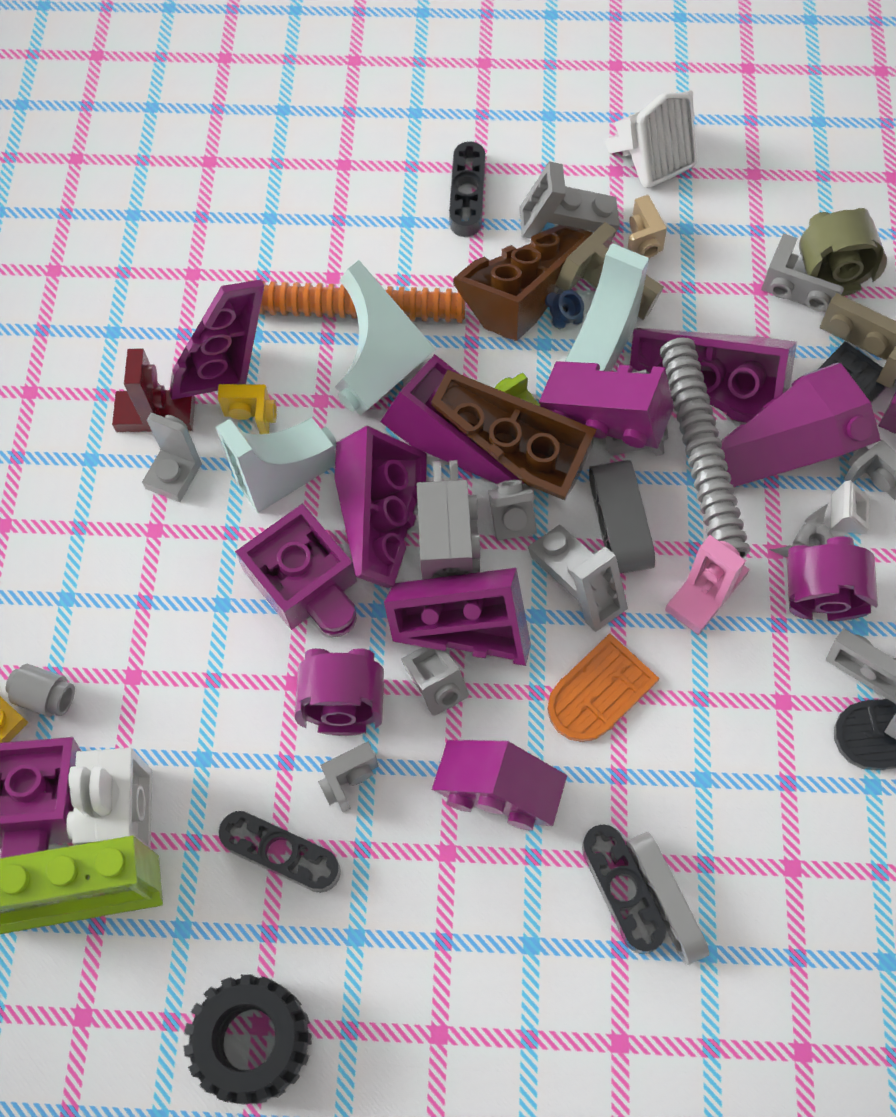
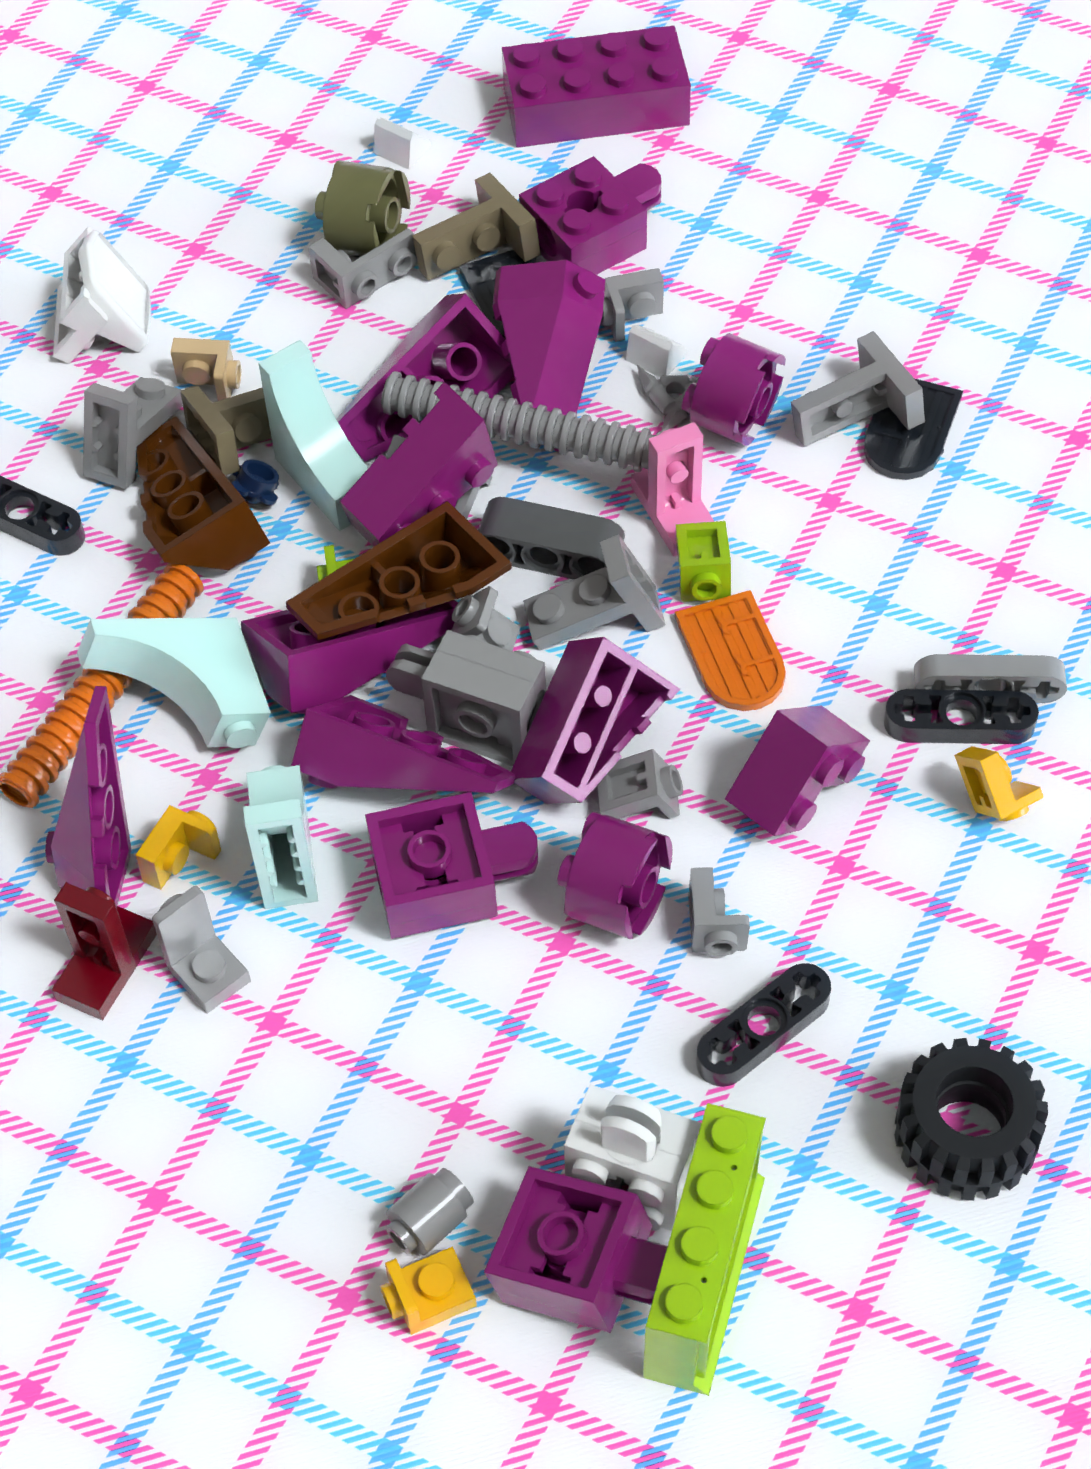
camera: 65 degrees left, 10 degrees down
(555, 949) = (990, 785): none -> yellow bracket
(660, 630) = (703, 561): none -> lime bracket

